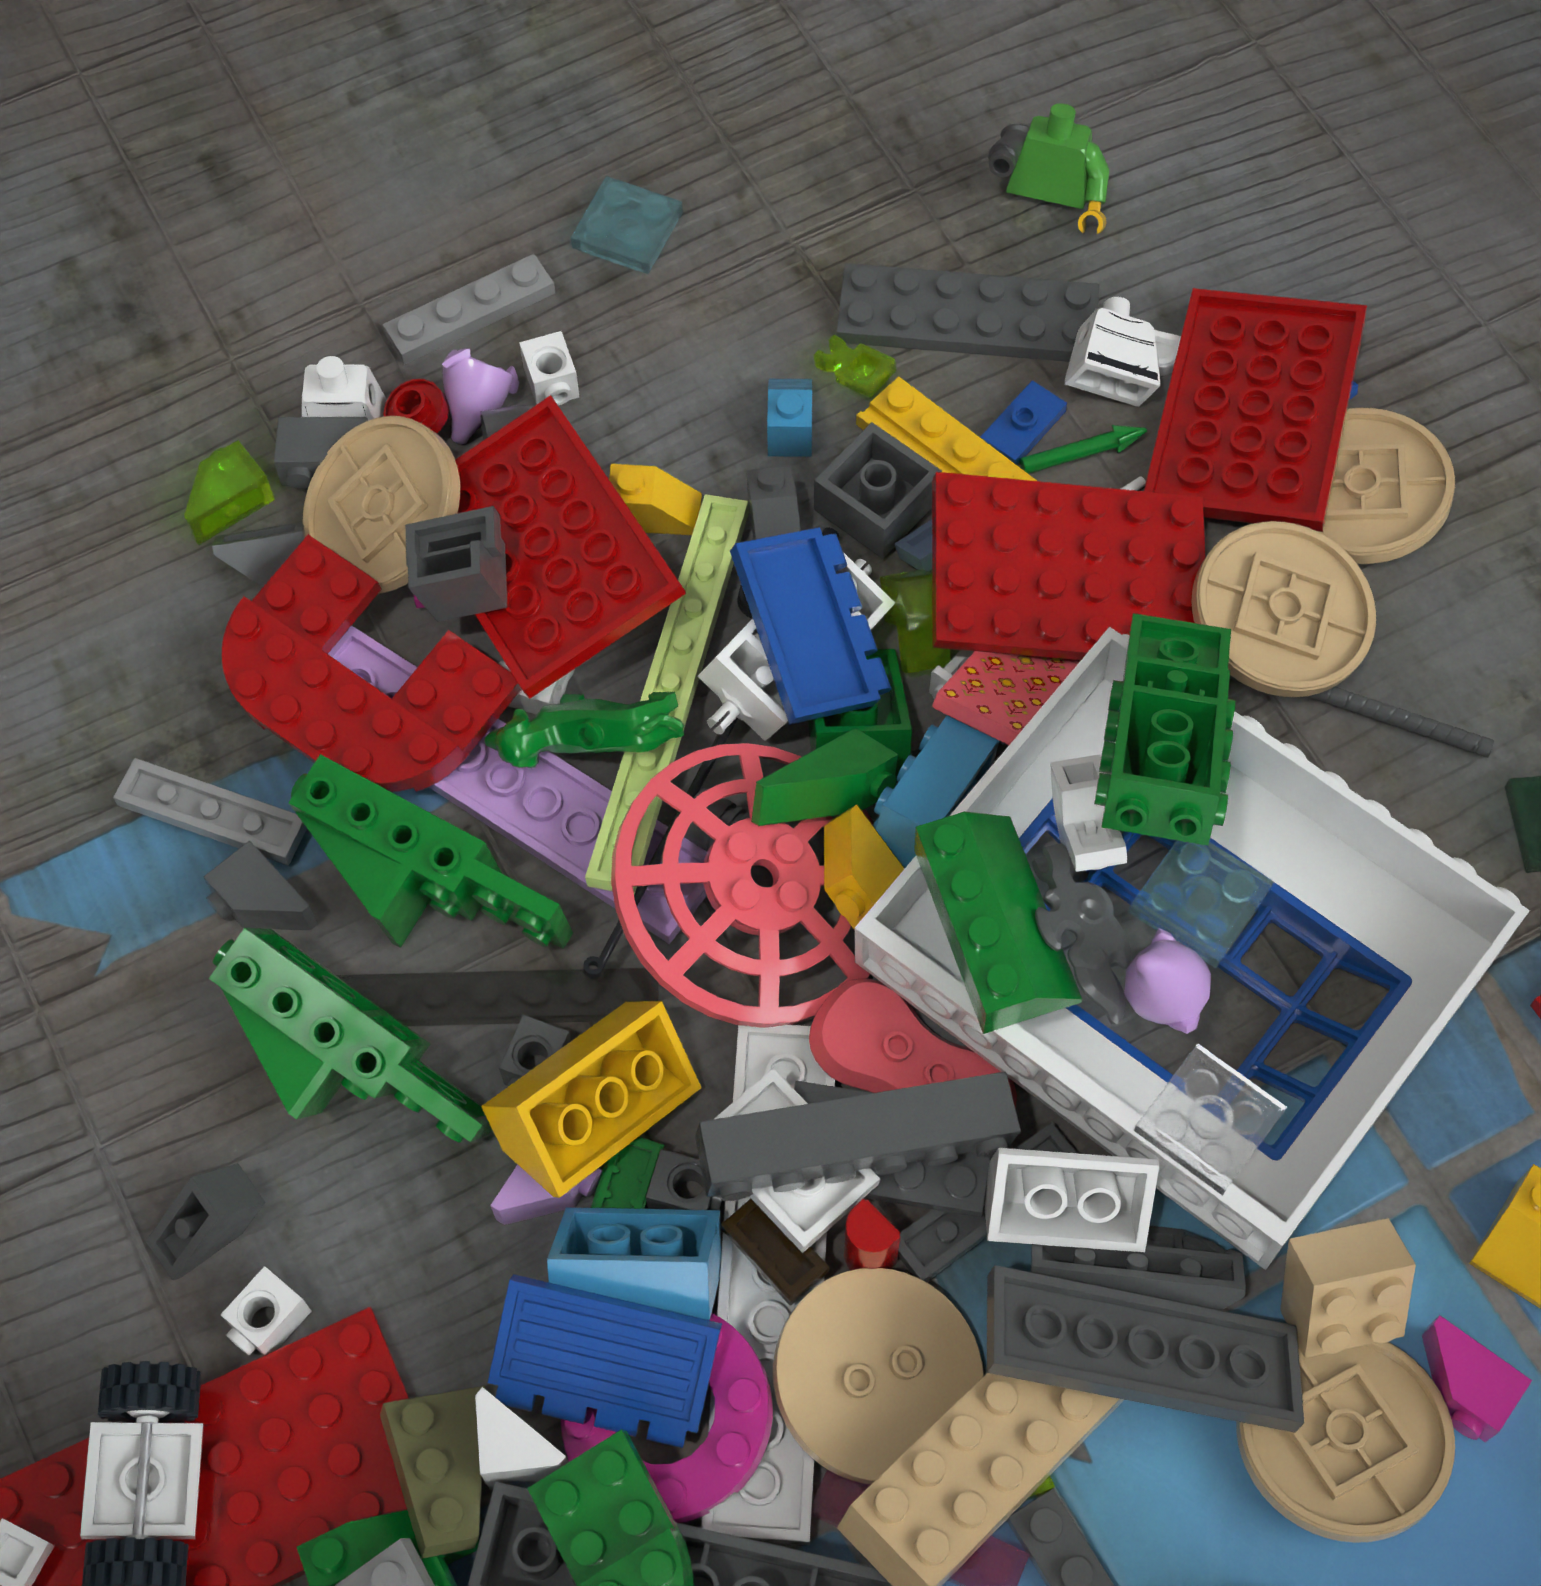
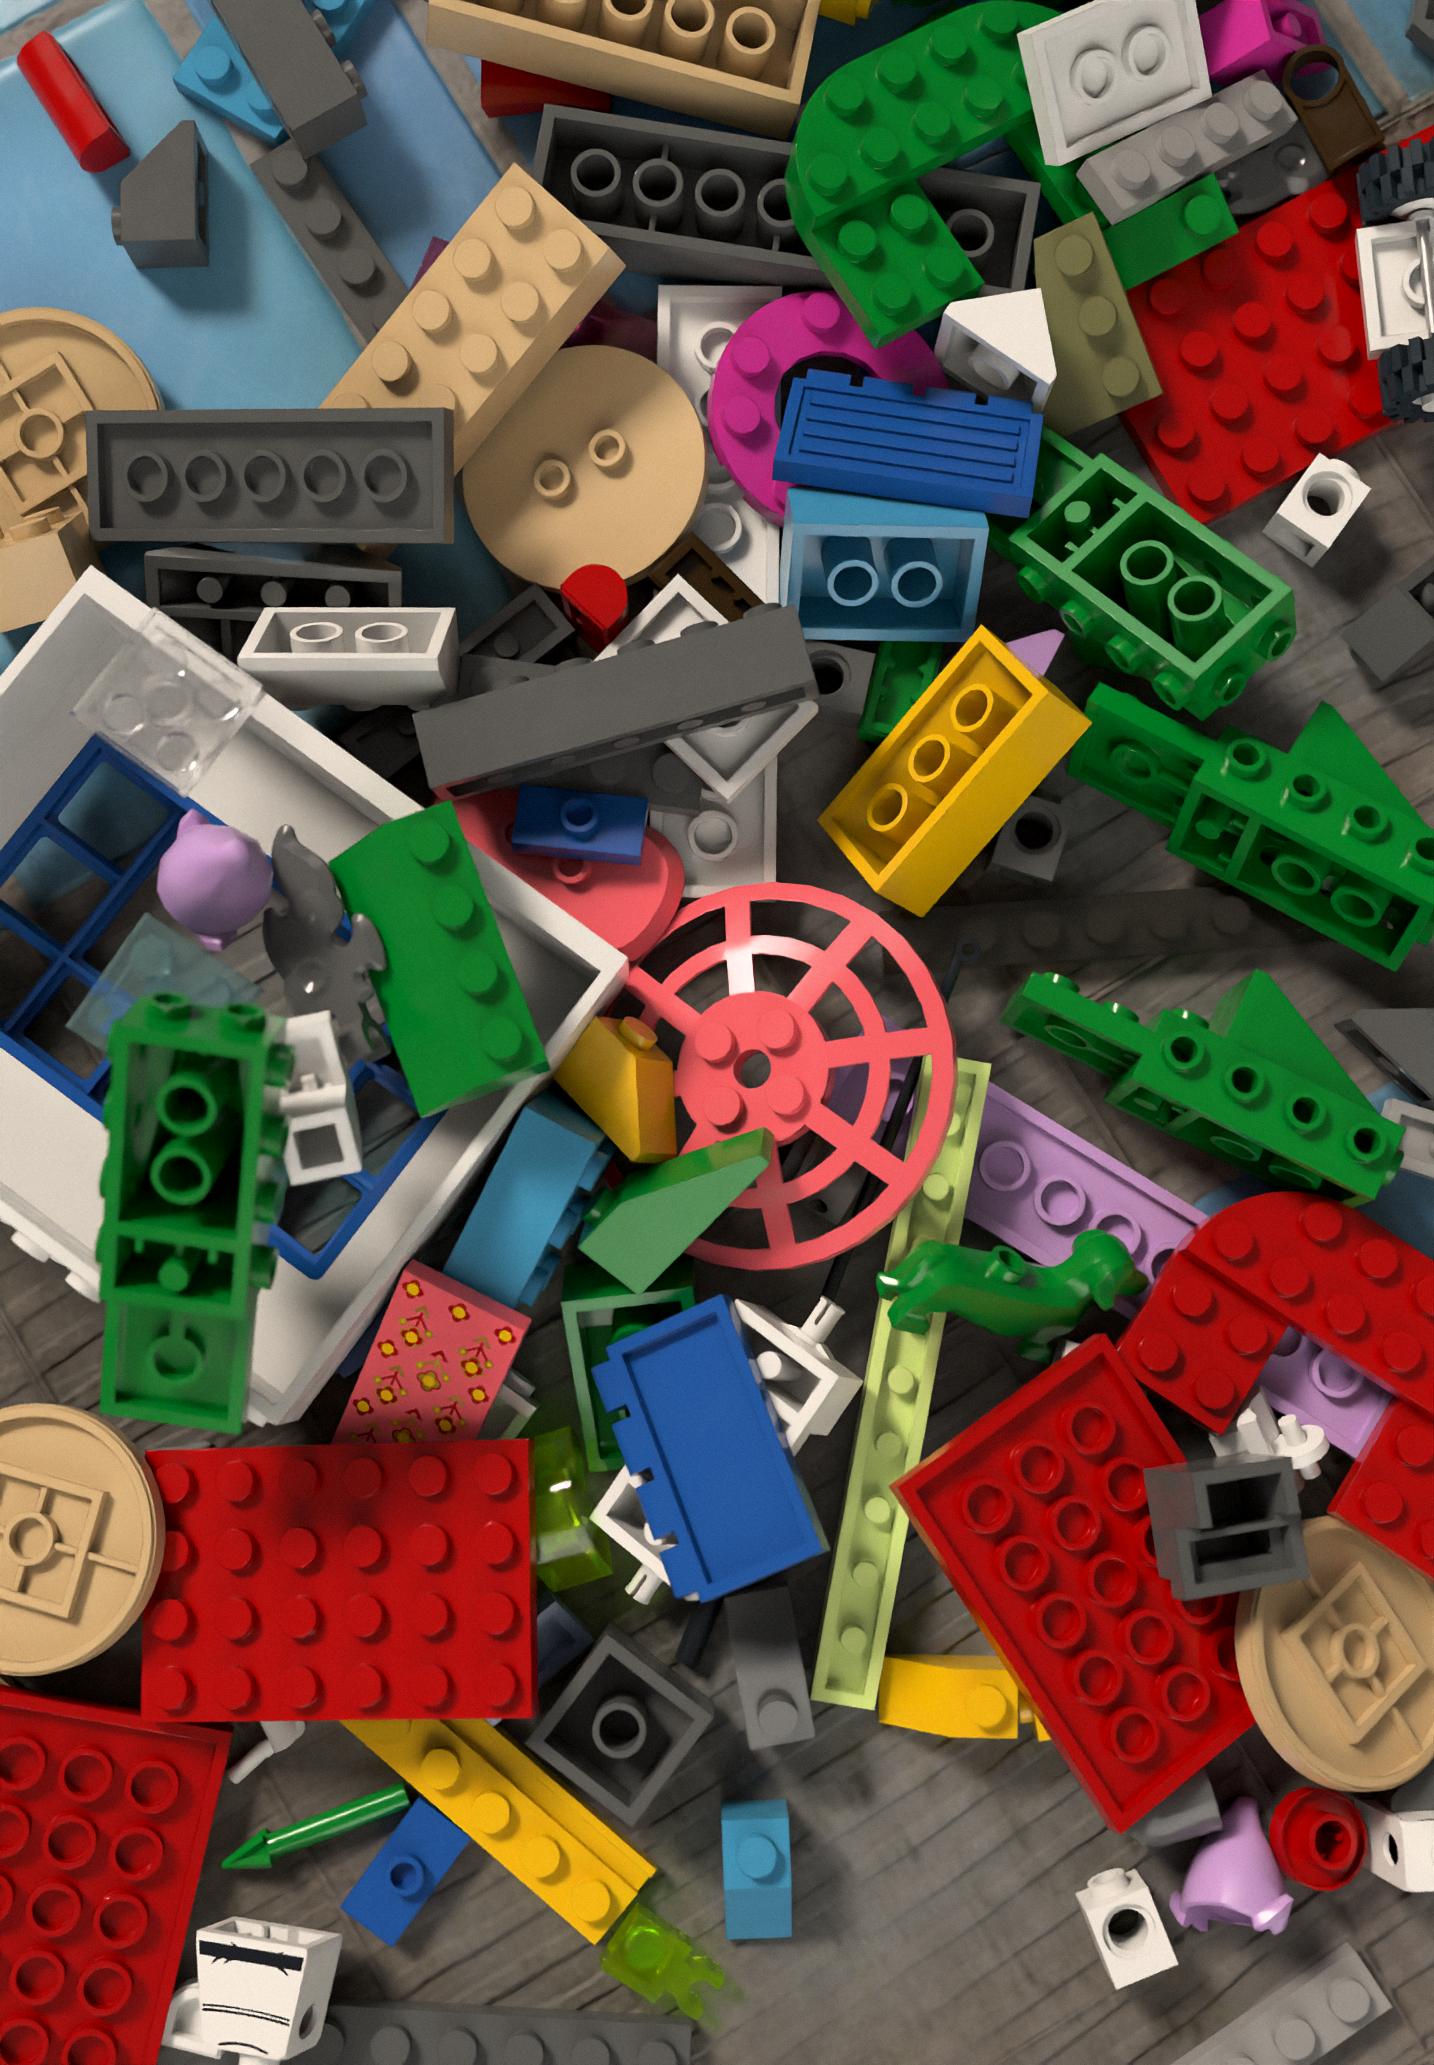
camera: 175 degrees right, 20 degrees up
(409, 628) = (1258, 1432): none -> white hips
(425, 1223) = (1143, 581): none -> green wedge
(885, 1066) = (580, 825): none -> blue plate

